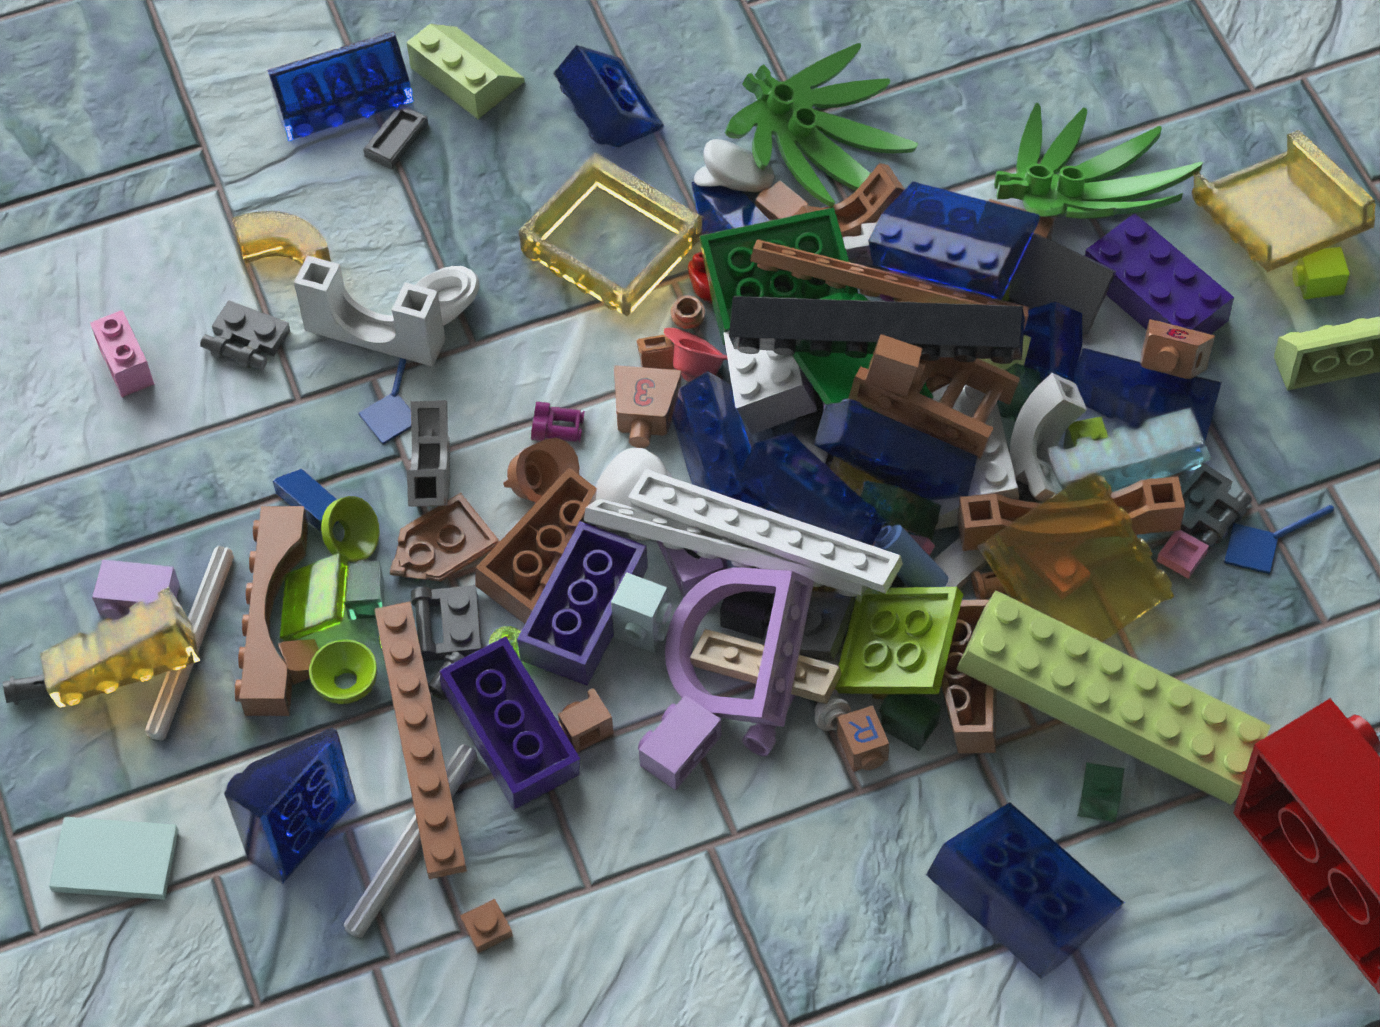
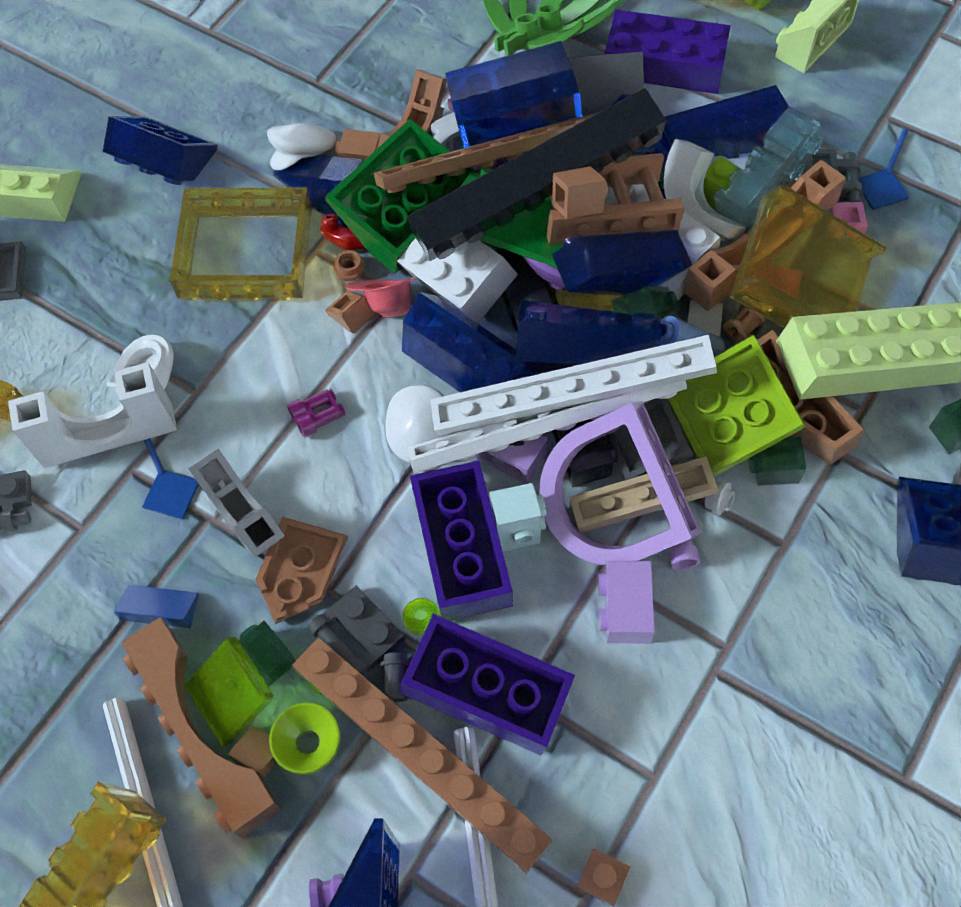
camera: 35 degrees left, 5 degrees up
(127, 583) = (54, 796): lavender brick -> none
(359, 527) = (222, 606): lime piece -> none
(530, 551) = (389, 535): nougat wedge -> none
(540, 467) = (338, 456): nougat piece -> none
(586, 721) = (542, 635): nougat brick -> none
(645, 401) = (373, 351): nougat torso -> none
(788, 114) = (312, 83): bright green plant -> none
(863, 739) = (761, 502): nougat brick -> none
(1175, 350) = (730, 78): nougat torso -> none

